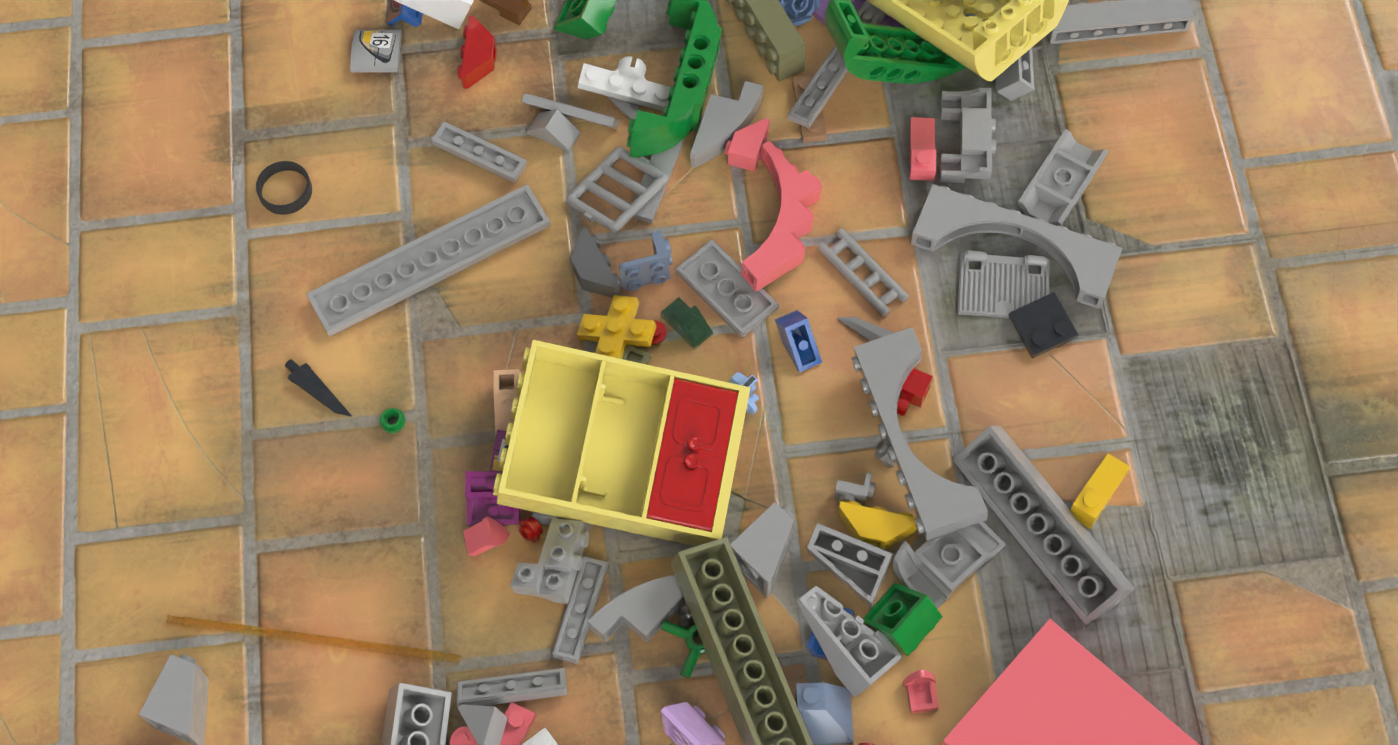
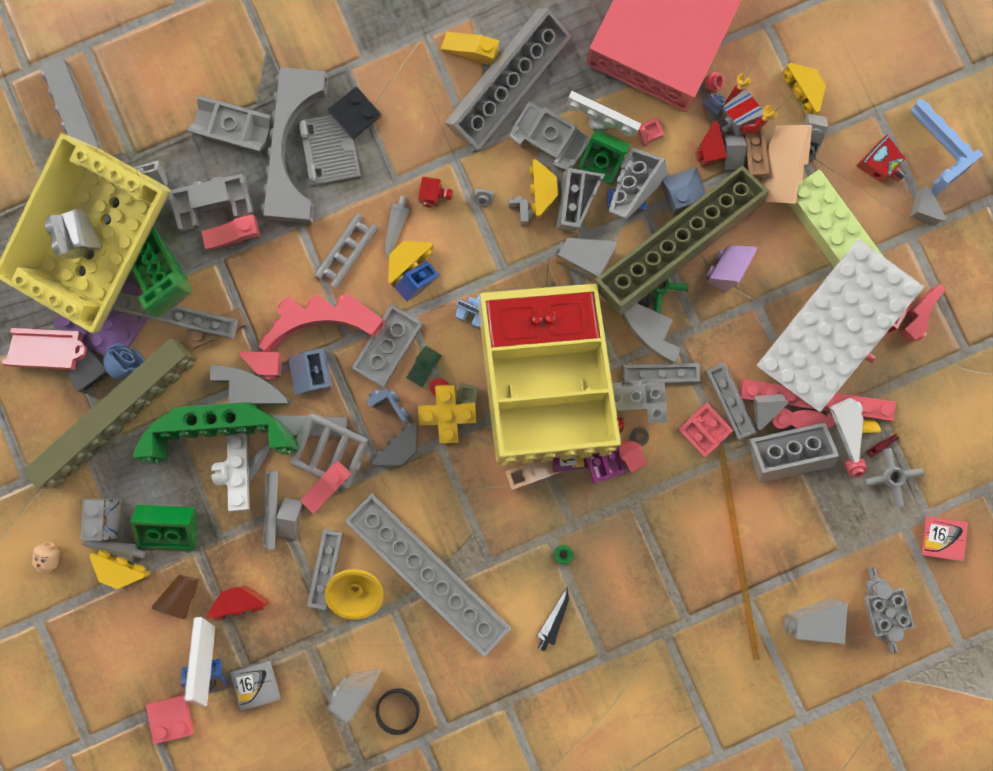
camera: 105 degrees left, 20 degrees up
(322, 131) = (351, 693): none -> light grey slope
(436, 170) = (353, 601): none -> yellow dish
(486, 644) = (706, 429): none -> coral slope
(506, 547) = (645, 436): none -> clear smoke plate
(575, 173) = (325, 487): none -> coral slope
(720, 194) = (310, 371): none -> sand blue slope
(830, 334) = (406, 258): none -> yellow slope
(938, 502) = (431, 208): light grey arch -> none
(955, 626) = (601, 116): none -> white plate

